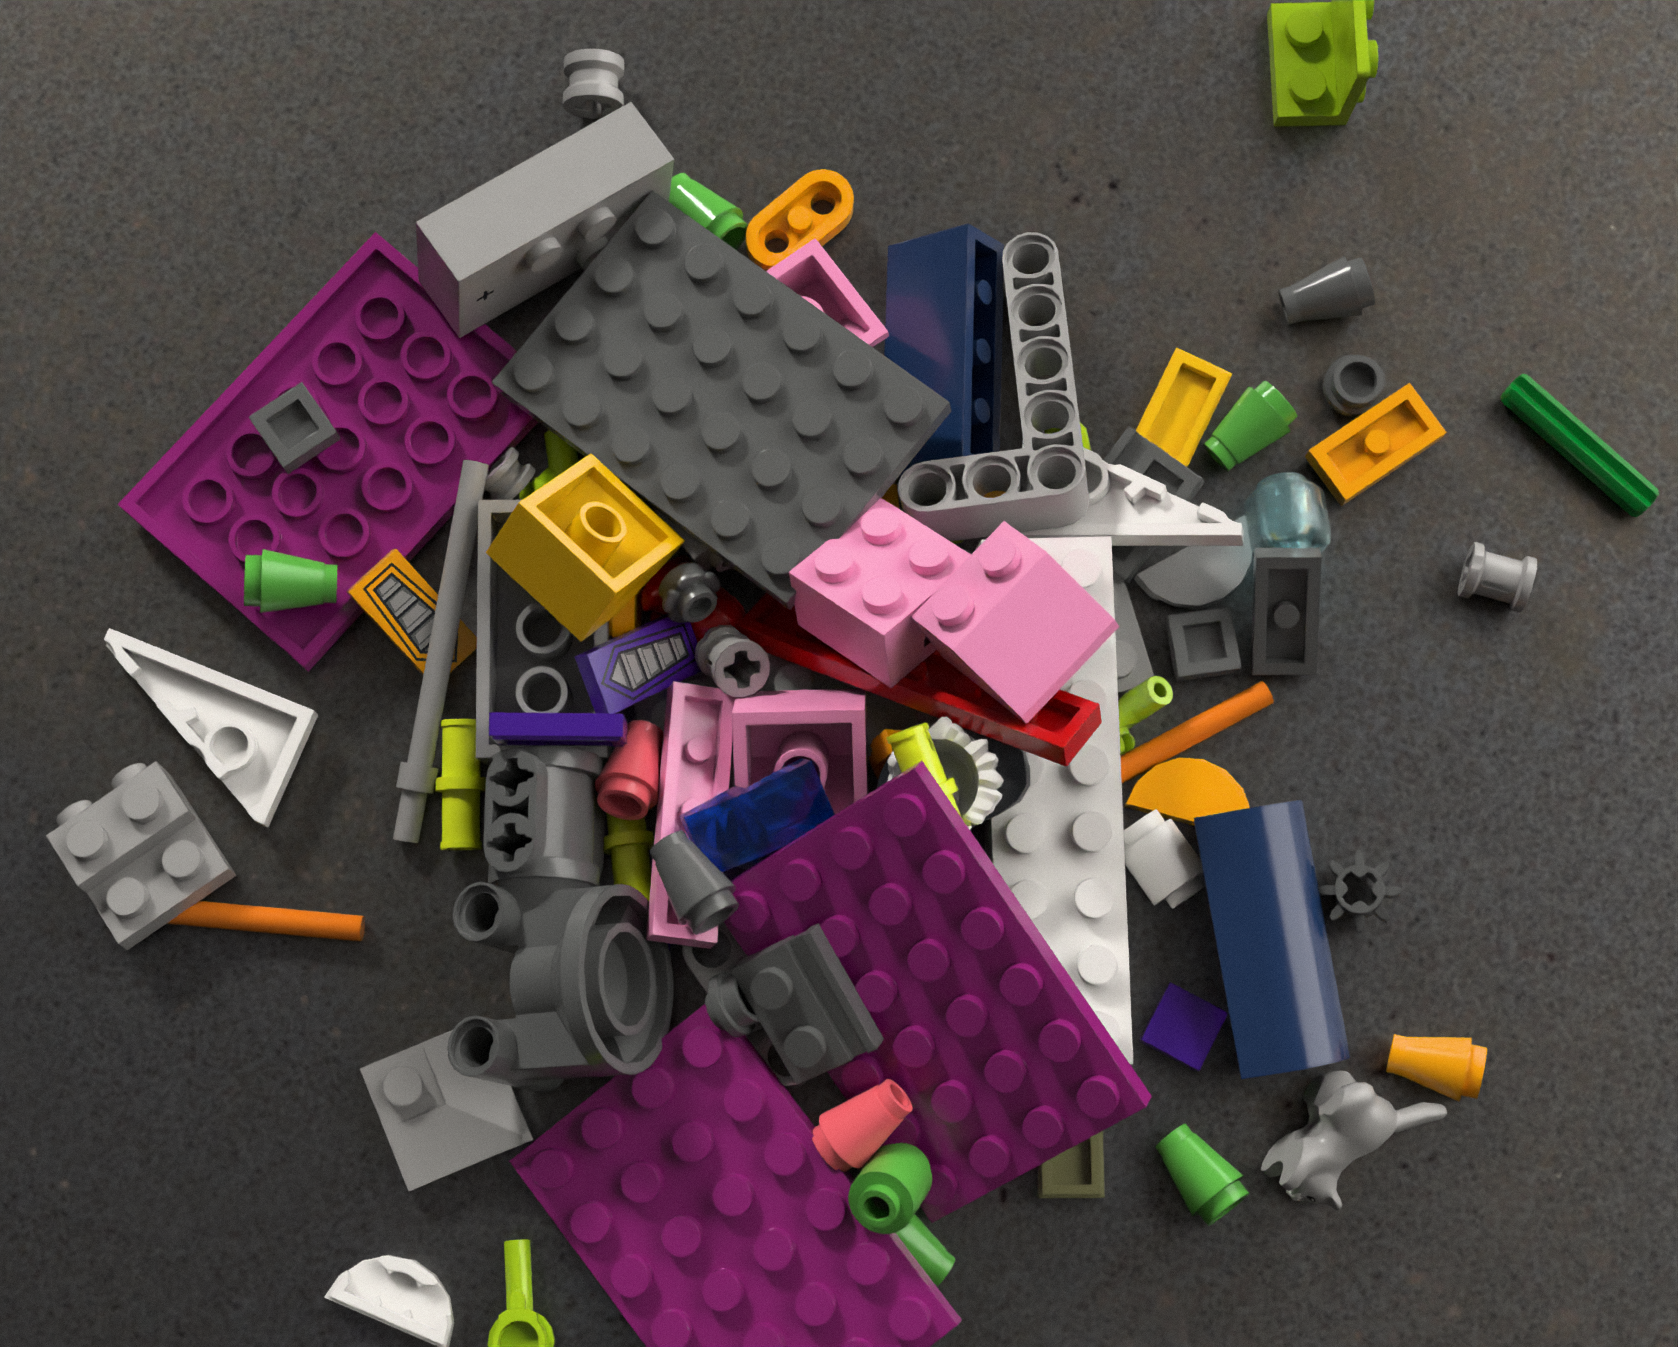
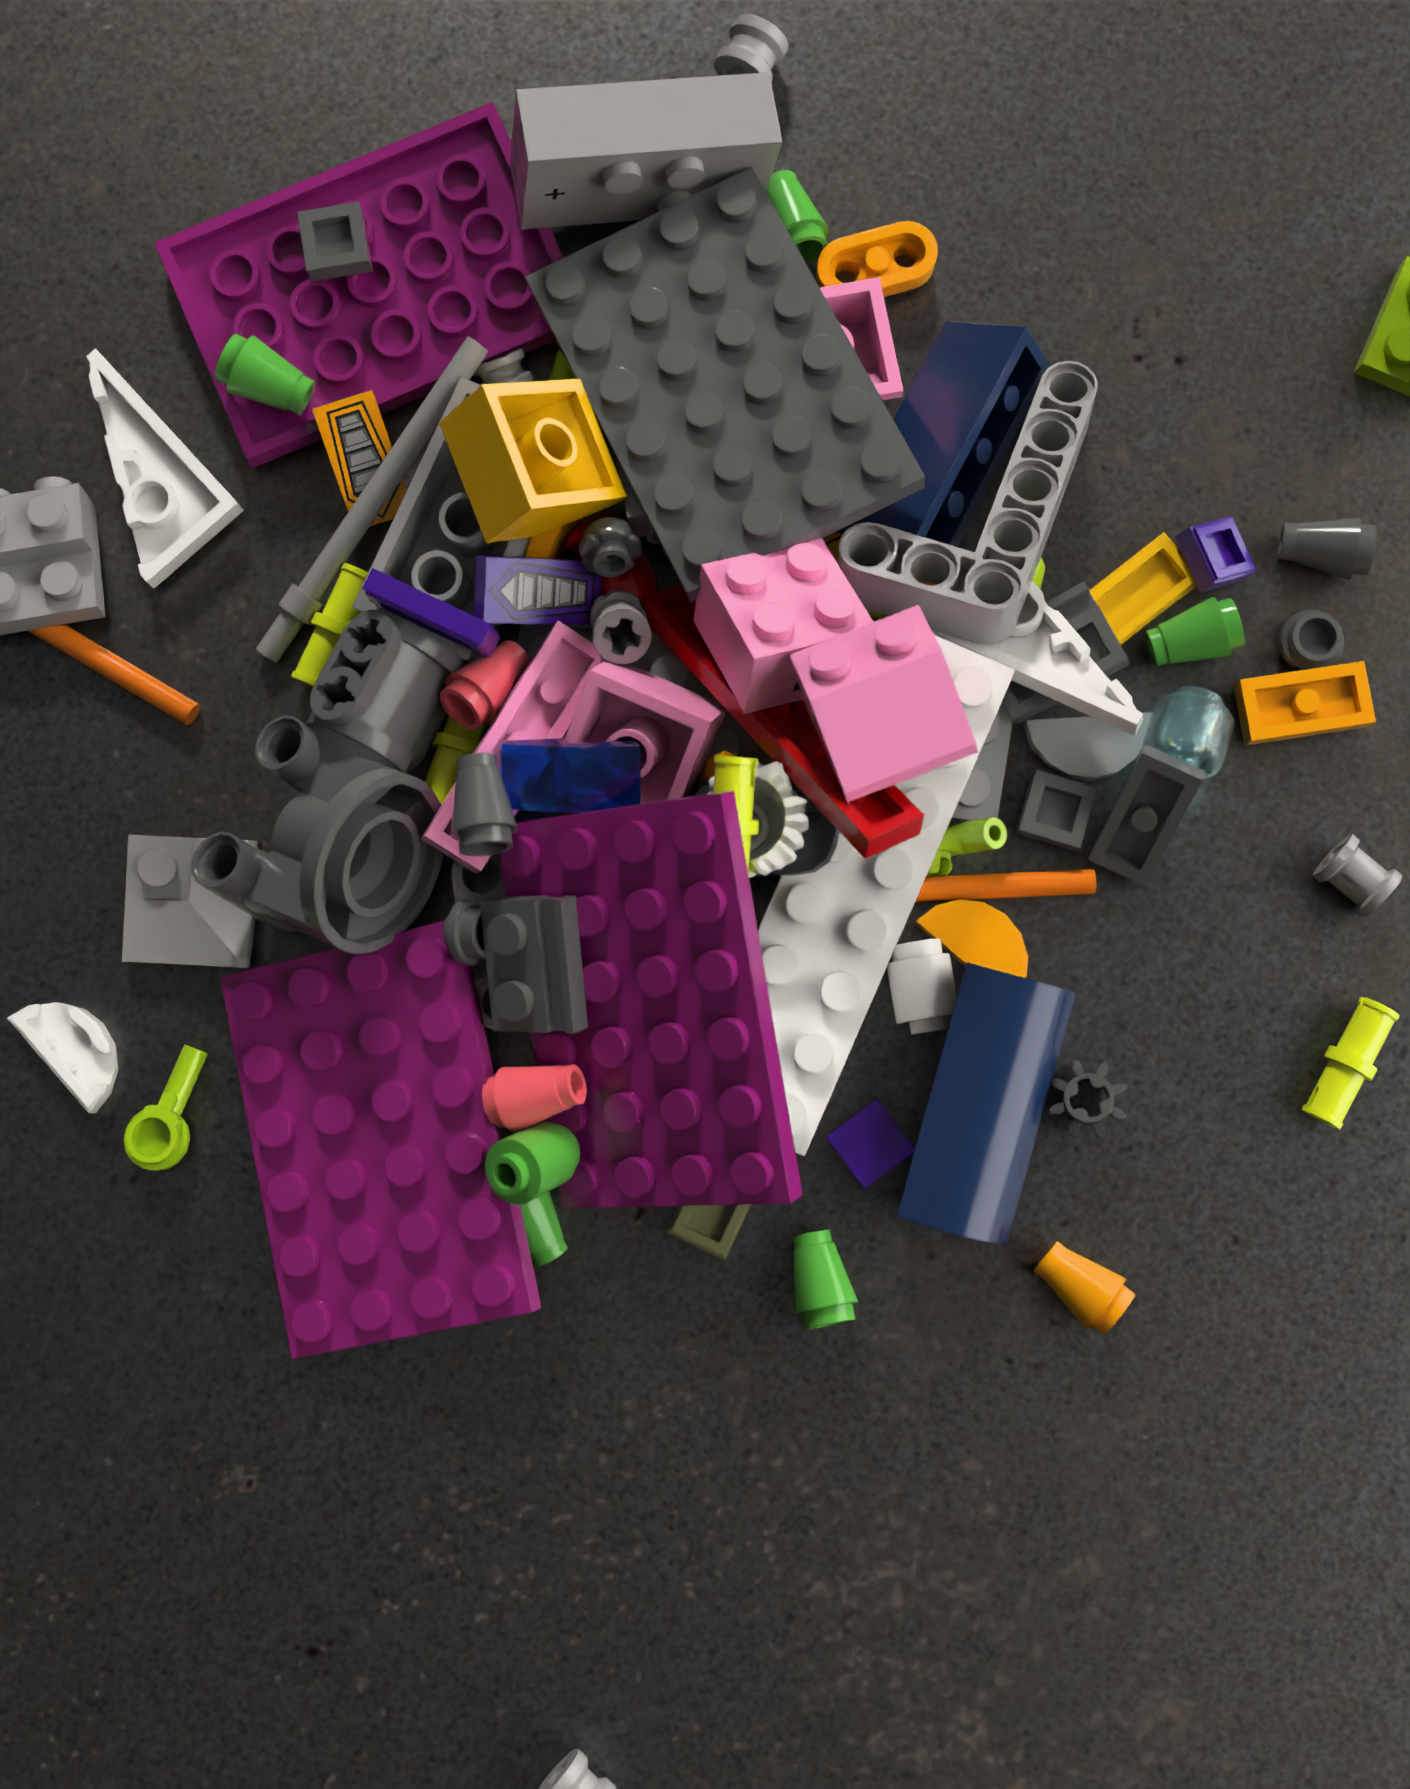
camera: 30 degrees right, 5 degrees up
(1232, 346) = (1215, 554): none -> dark purple tile
(1342, 1126) = (968, 1302): light grey animal -> none
(1573, 747) = (1350, 1062): none -> neon yellow pin

